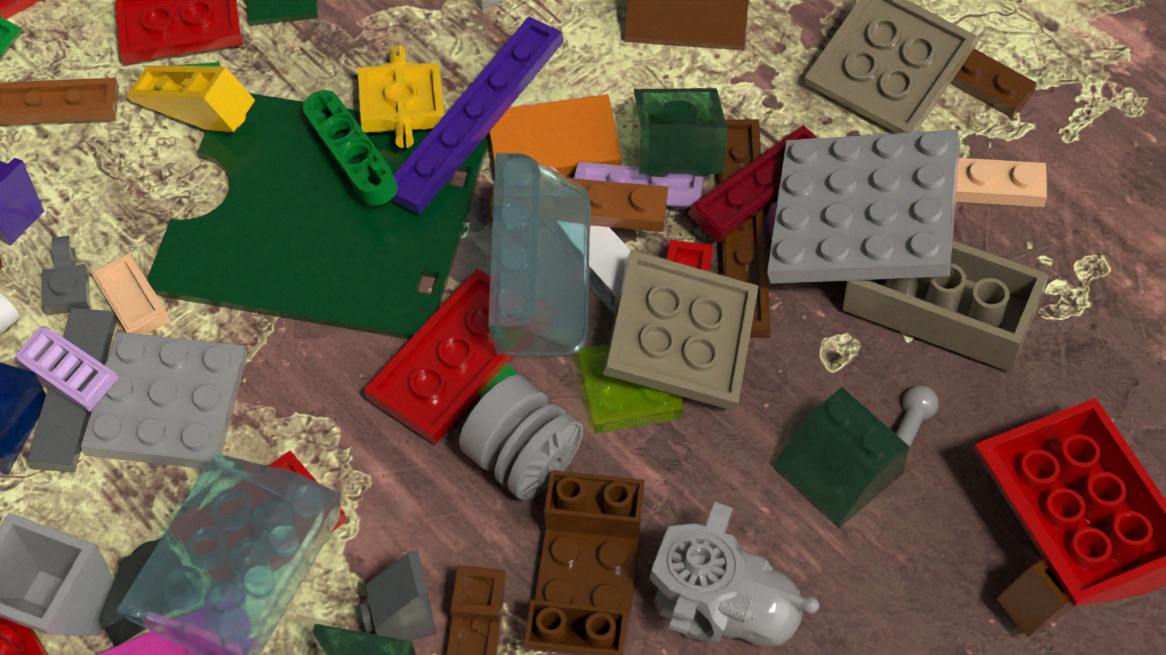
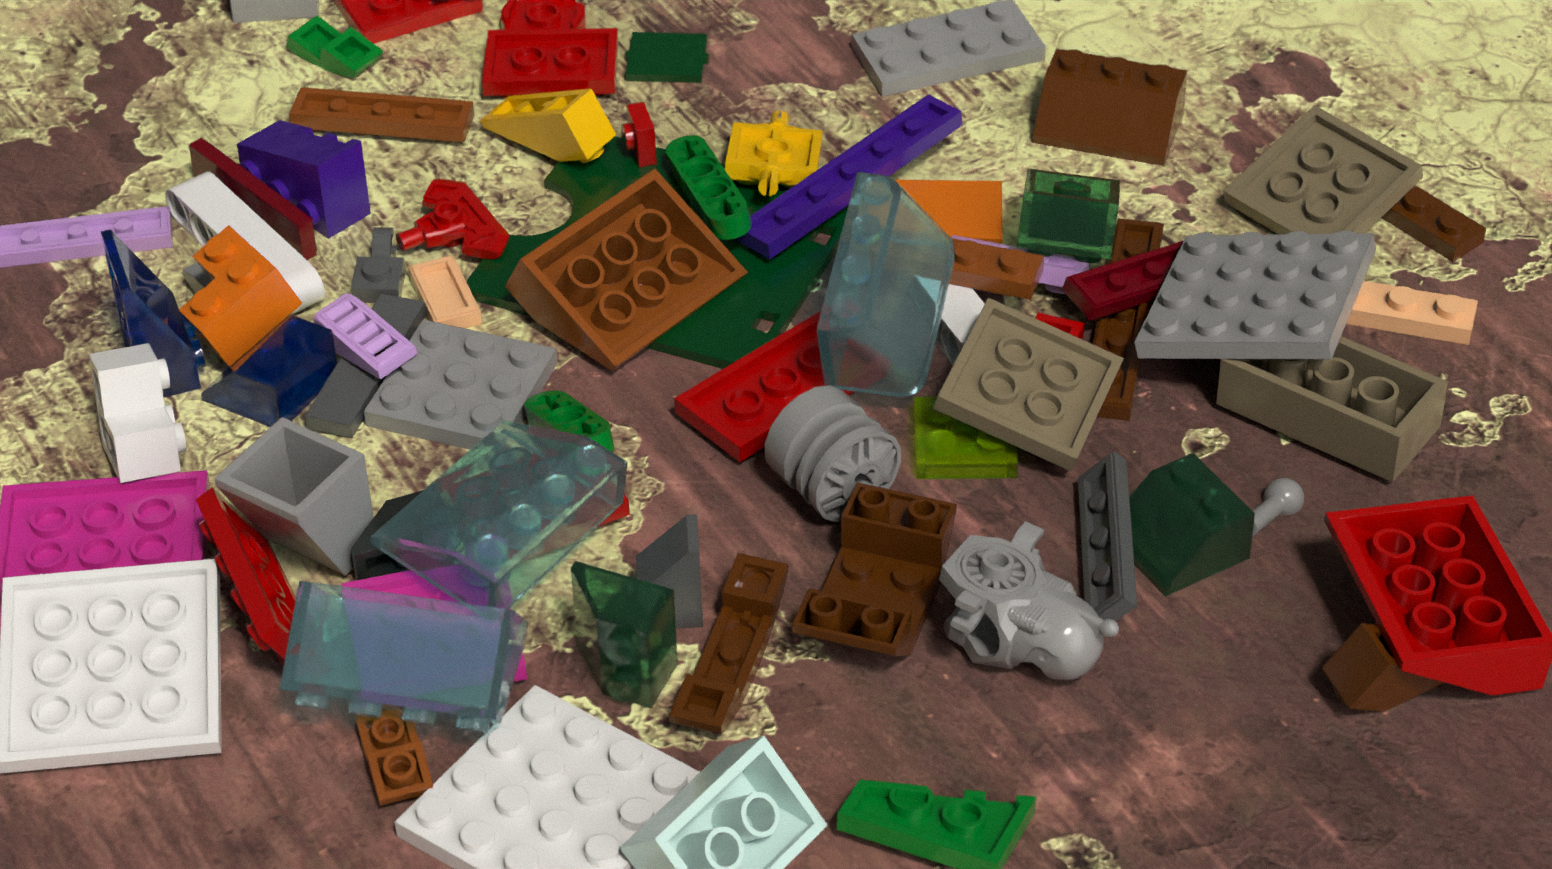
camera: 10 degrees right, 15 degrees down
(126, 211) = (456, 220): none -> red piece
(271, 424) = (563, 413): none -> green beam
(275, 95) = (639, 134): none -> red plate
(295, 258) = (625, 272): none -> dark orange slope
(780, 486) = (1107, 538): none -> dark grey tile

